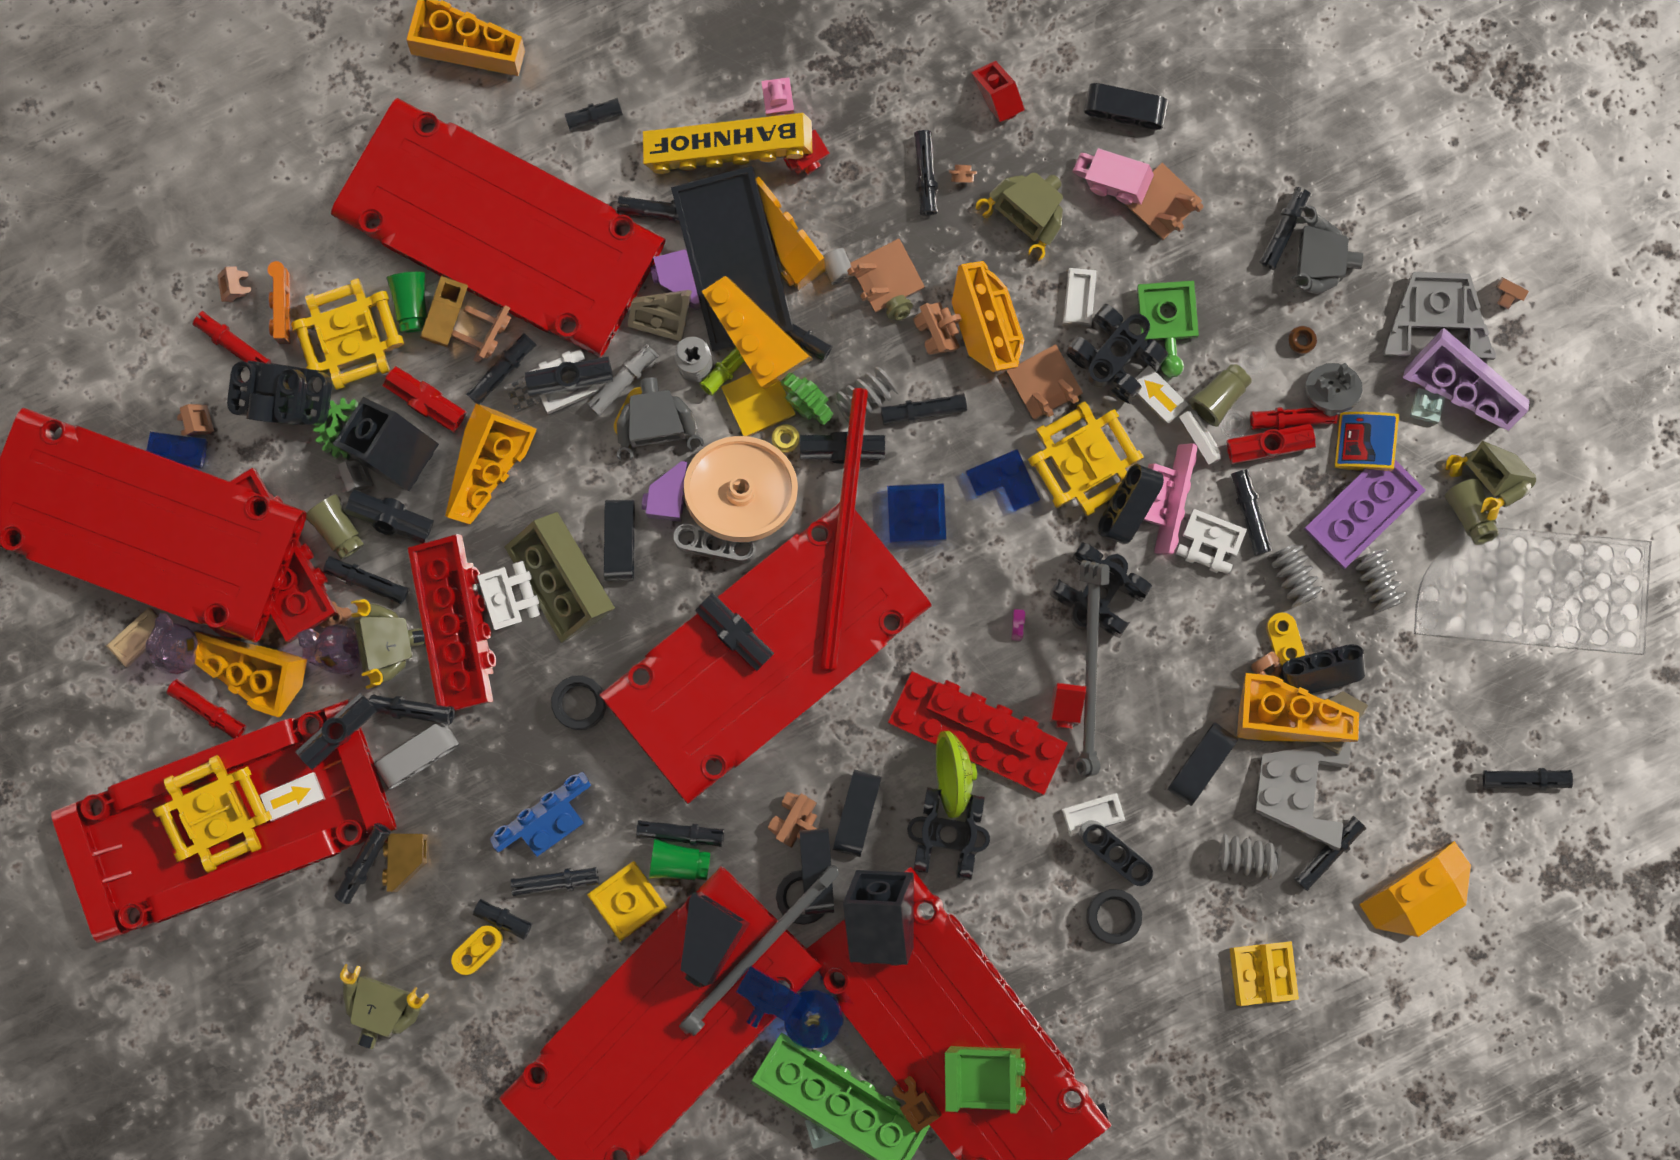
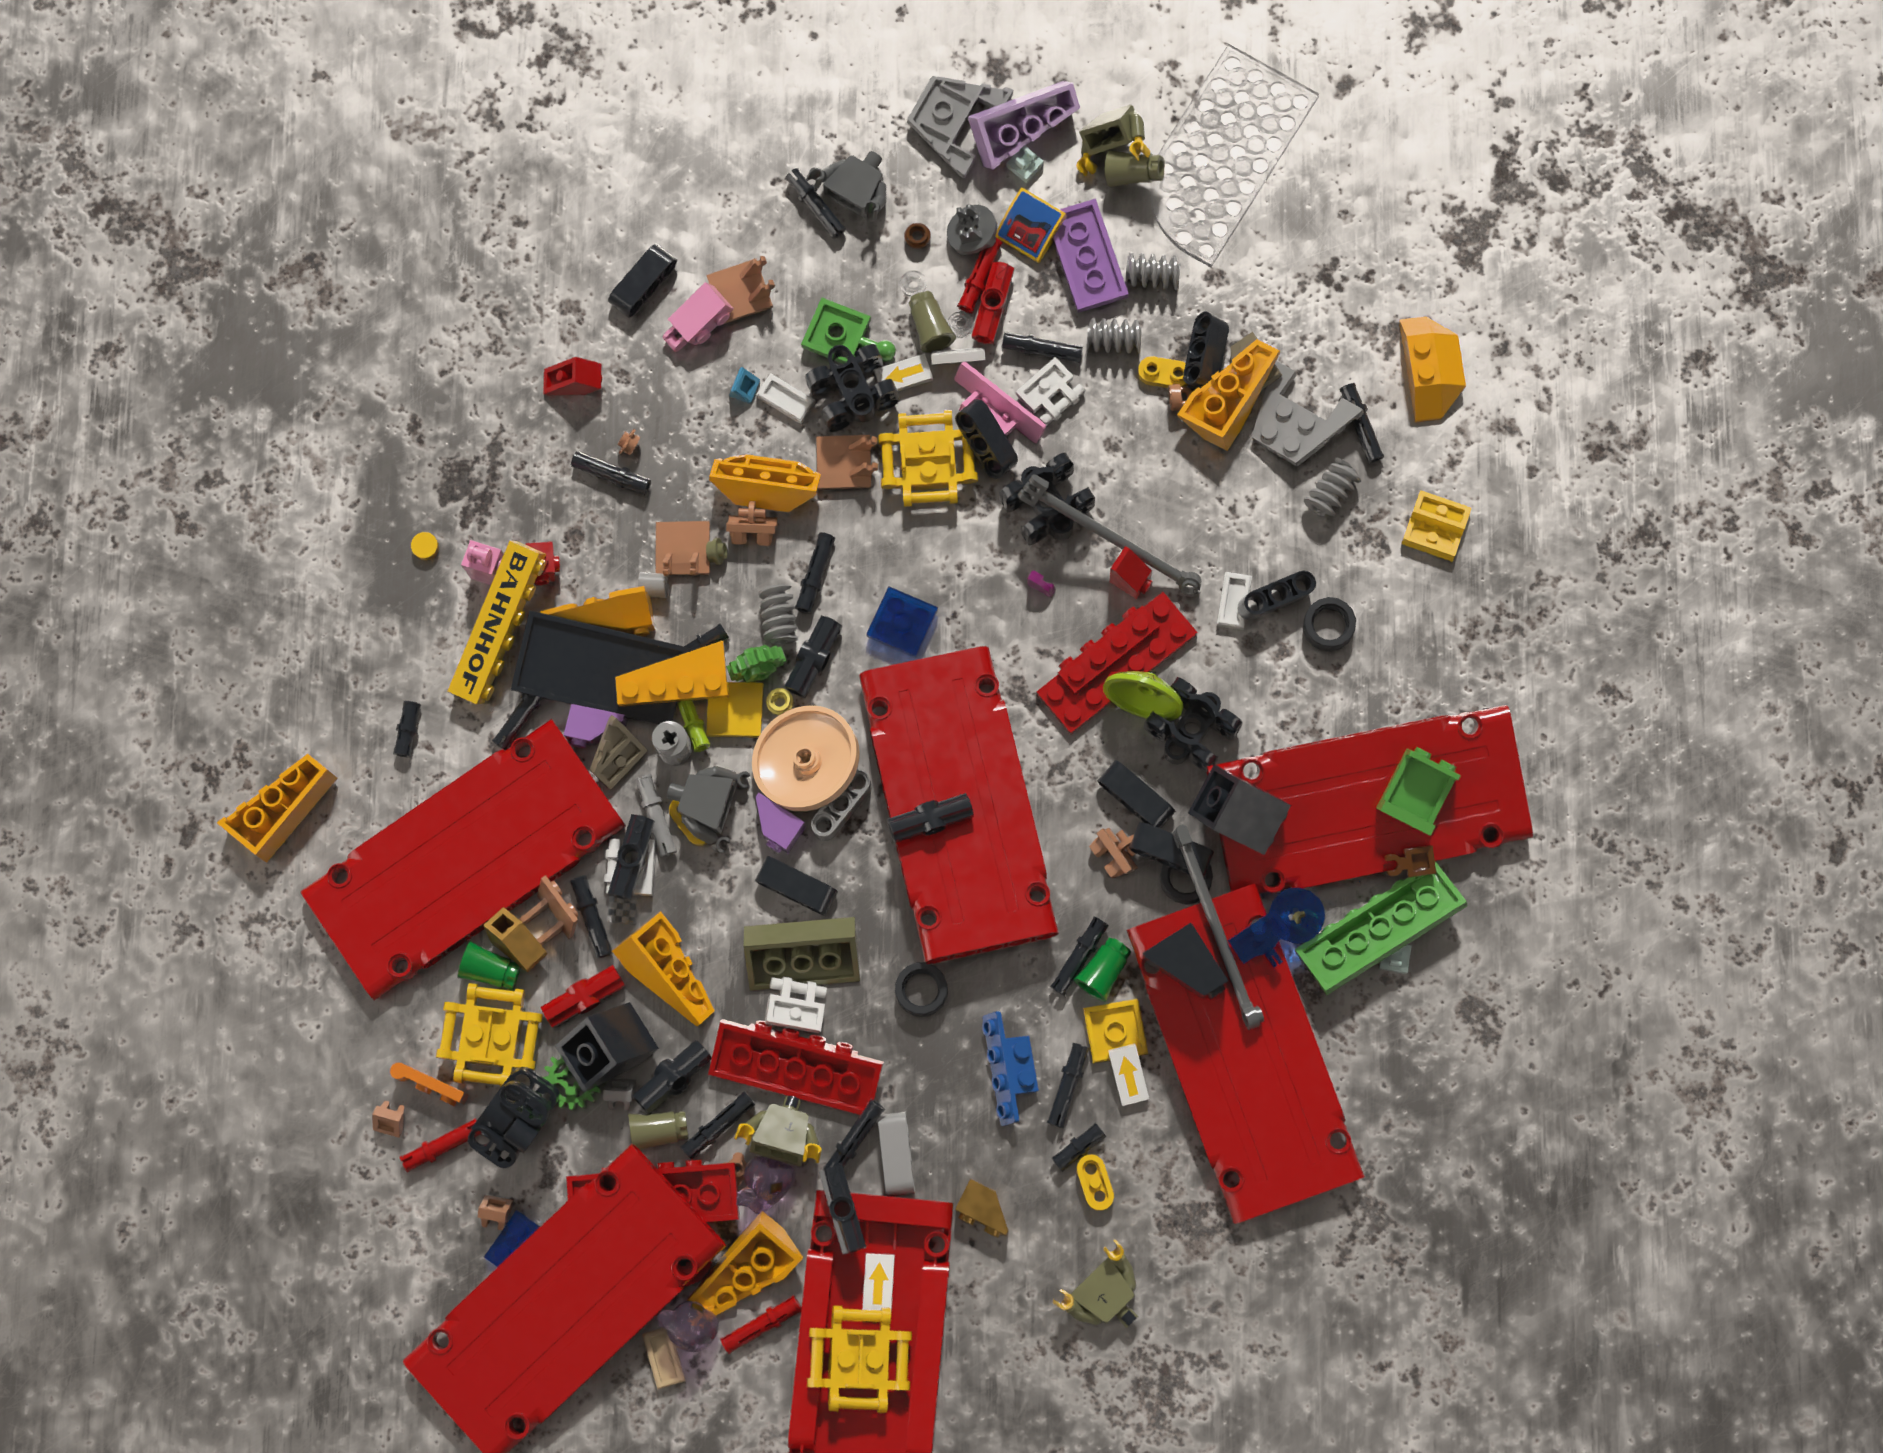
camera: 60 degrees left, 5 degrees down
(347, 890) = (975, 1255): black pin -> none
(591, 932) = (1128, 1074): none -> white tile
(772, 40) = (424, 546): none -> yellow tile
(844, 529) = (887, 684): red axle -> none
(1005, 472) = (908, 528): clear blue plate -> none
(1030, 205) = (686, 398): olive torso -> none
(1072, 253) = (744, 386): none -> dark azure slope
(1202, 764) = (1235, 489): black beam -> none
(1510, 292) = (964, 52): nougat tile -> none
(1538, 779) = (1373, 243): black pin -> none

